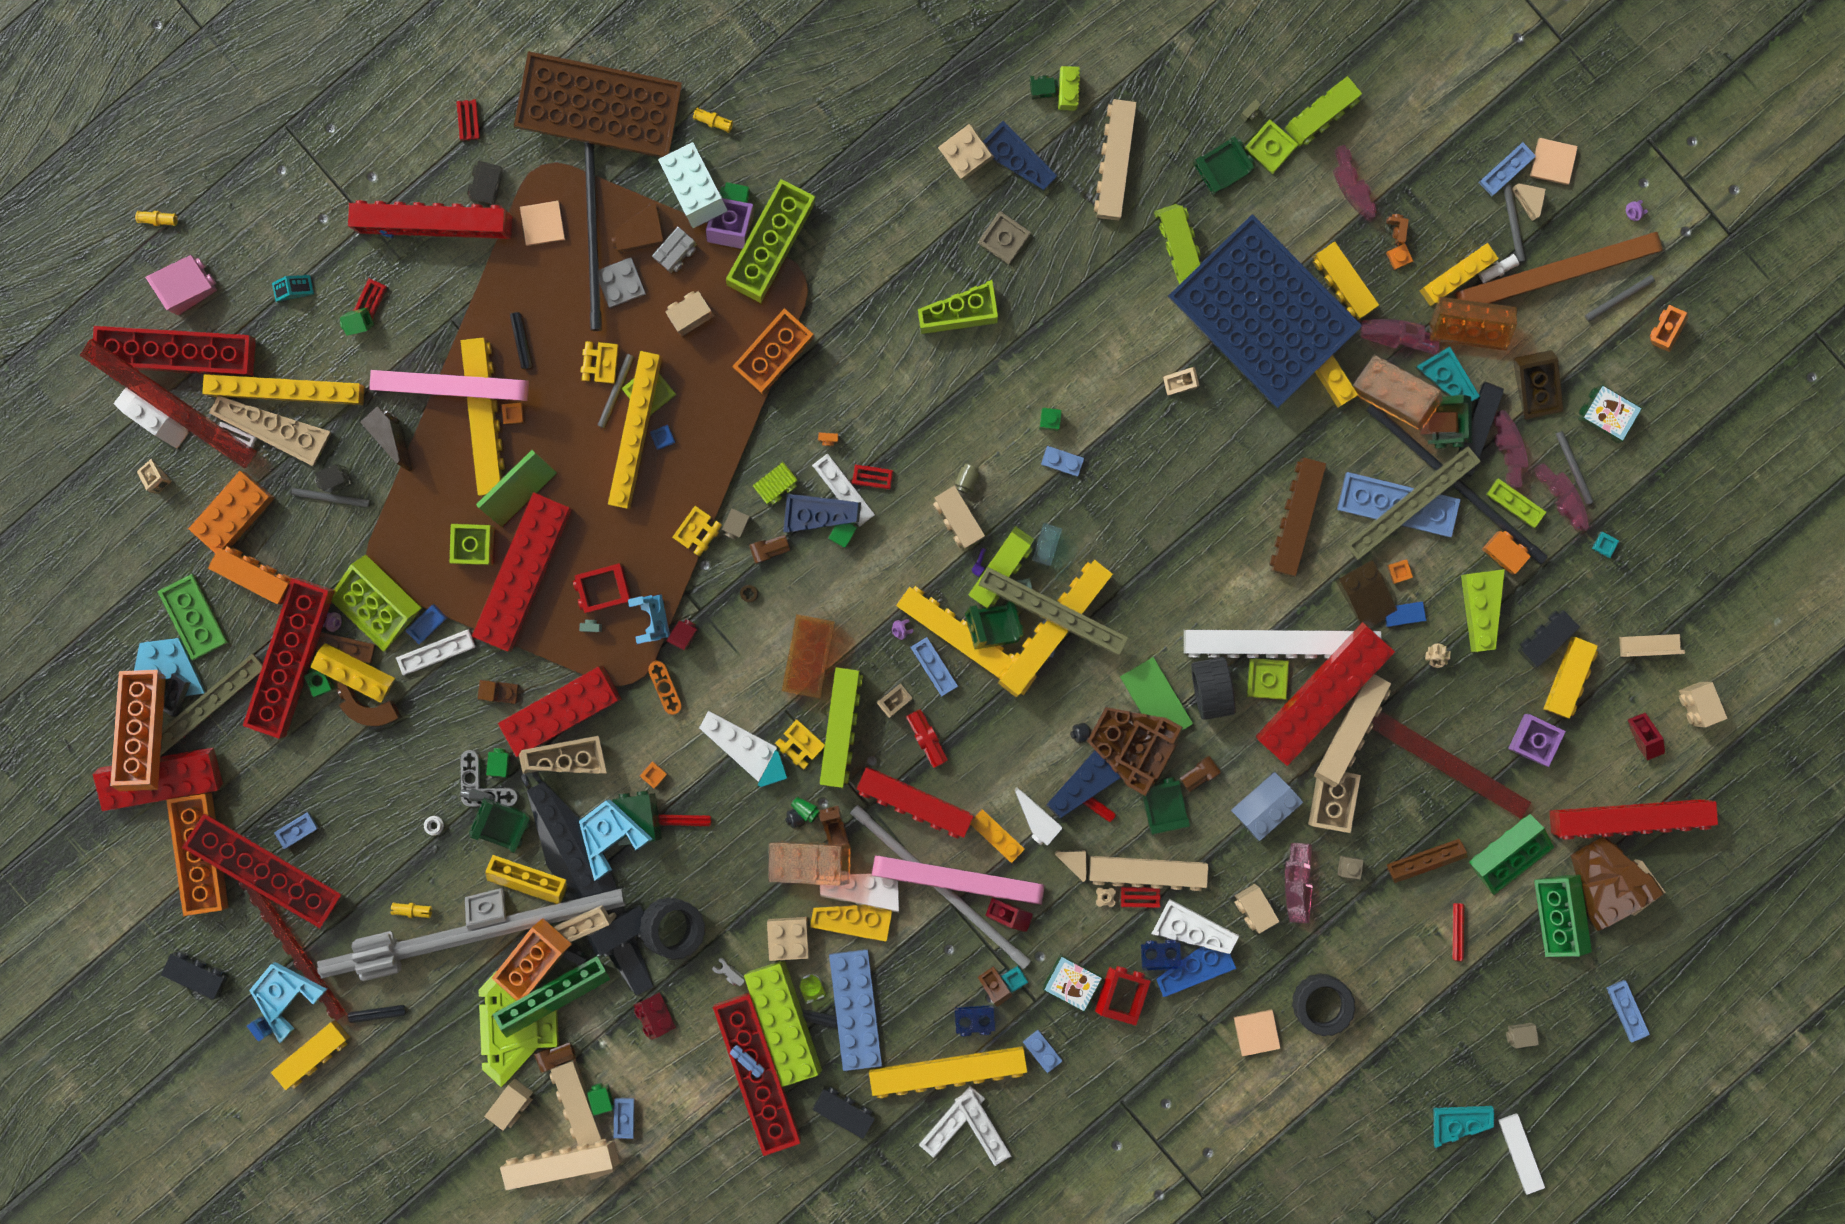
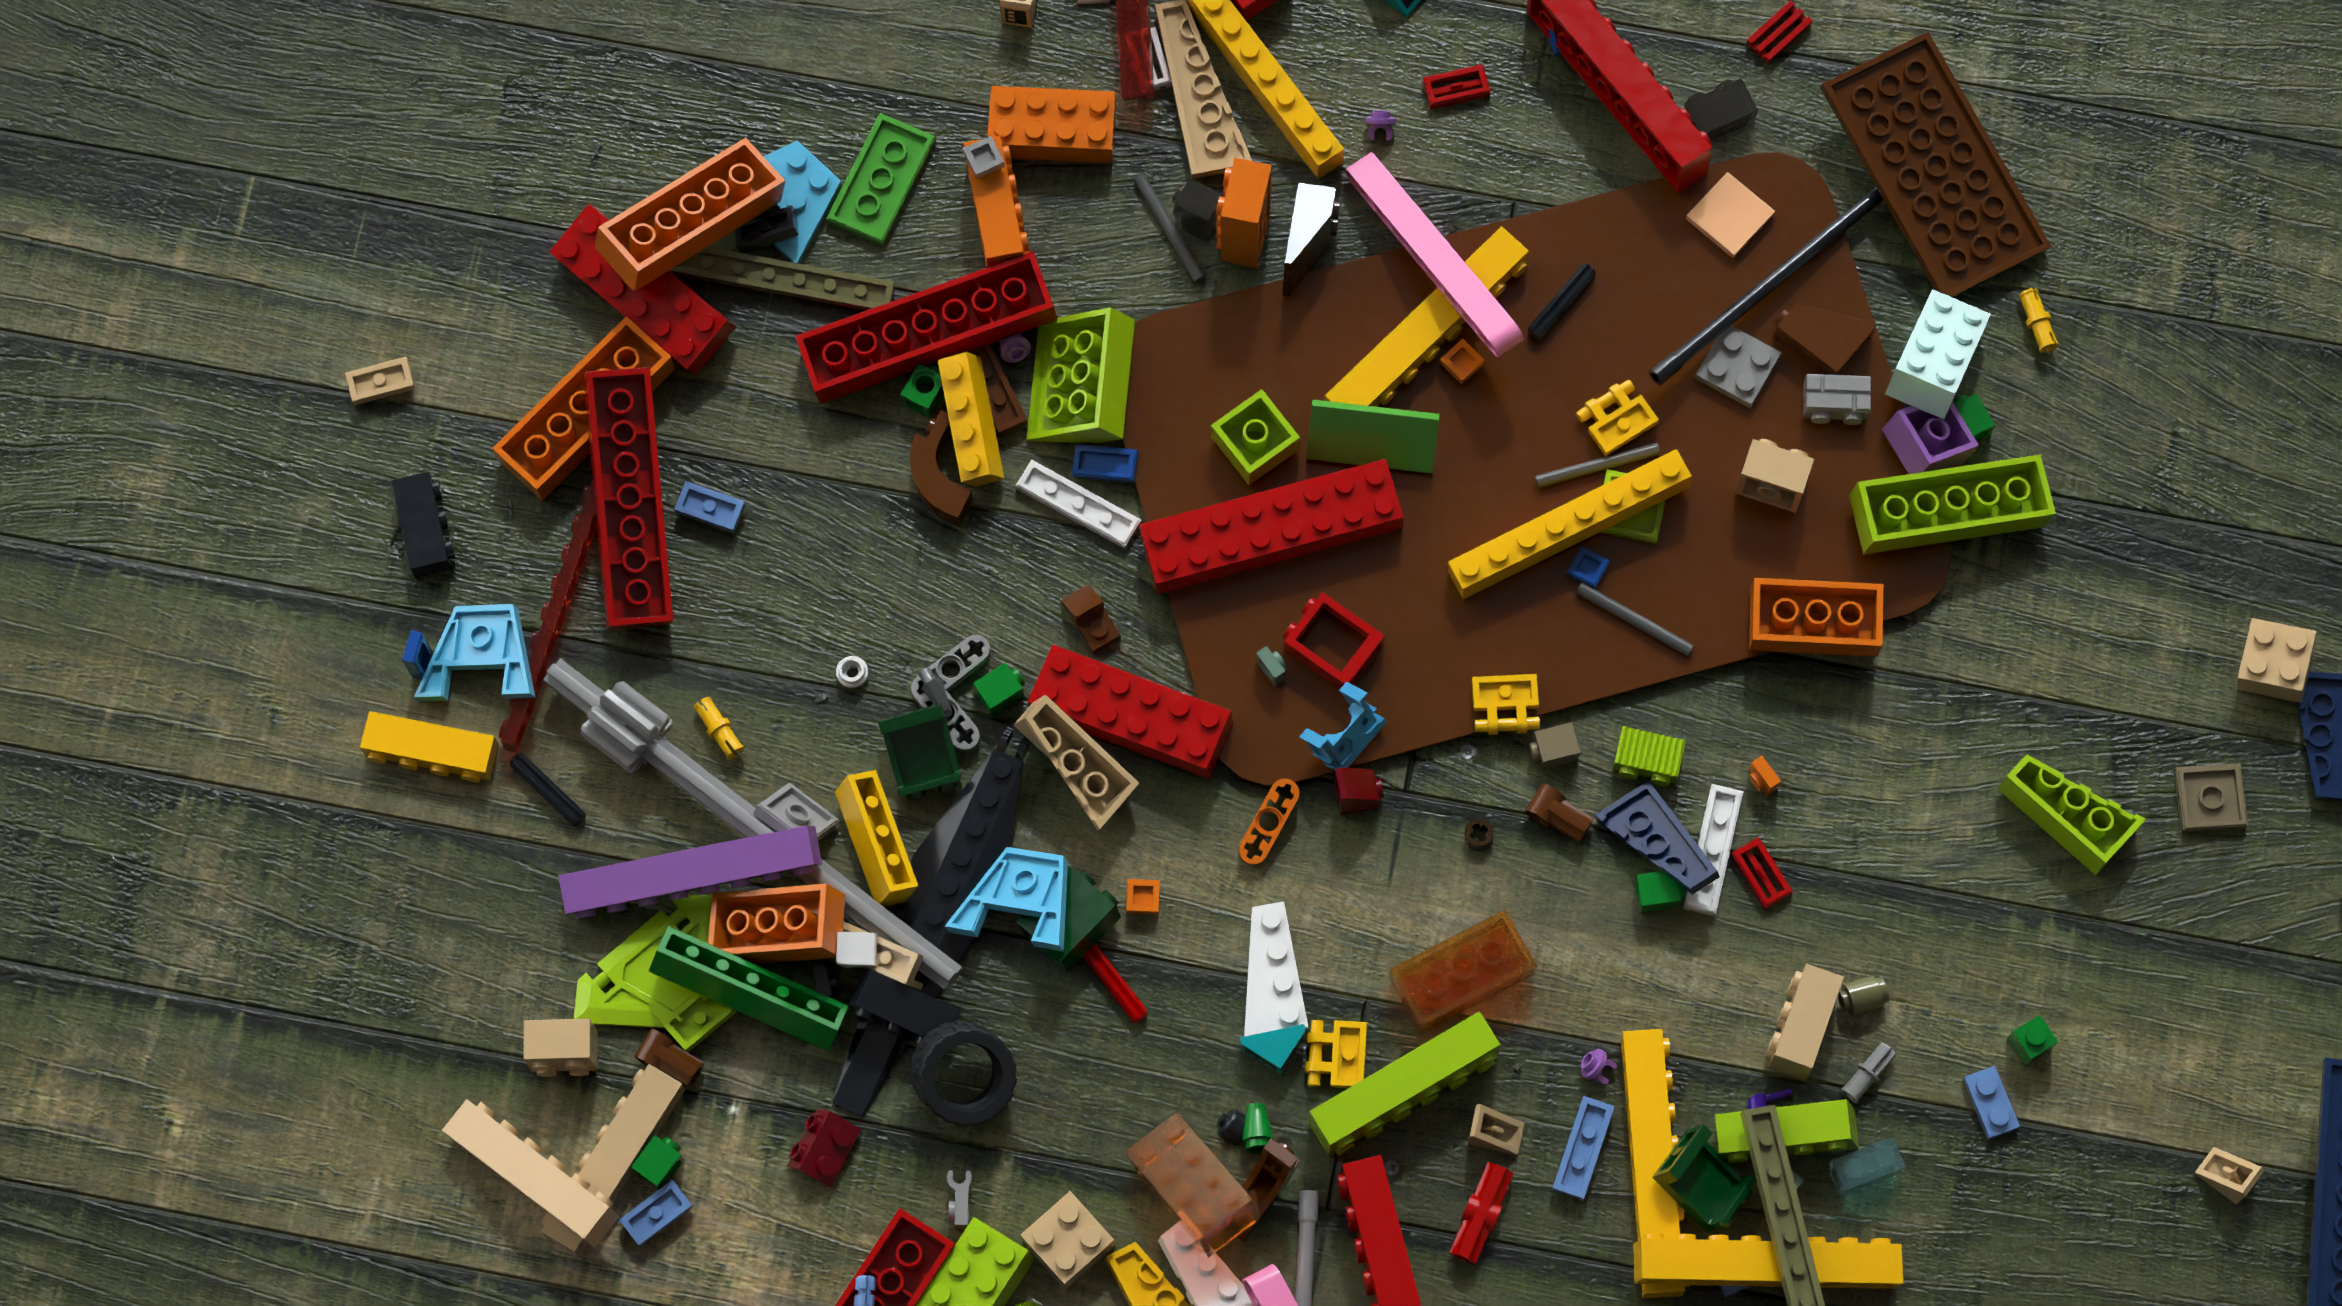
camera: 50 degrees right, 15 degrees down
(103, 940) = (380, 380): none -> tan plate
(224, 565) = (983, 157): none -> light grey plate
(354, 460) = (1244, 212): none -> orange brick
(356, 321) = (1417, 89): green brick -> none
(357, 351) = (1380, 119): none -> medium lavender plate
(472, 980) = (690, 870): none -> medium lavender brick
(573, 934) = (856, 949): none -> white slope
(704, 436) = (1635, 619): none -> dark grey bar
(1004, 506) = (1868, 1072): none -> light grey axle

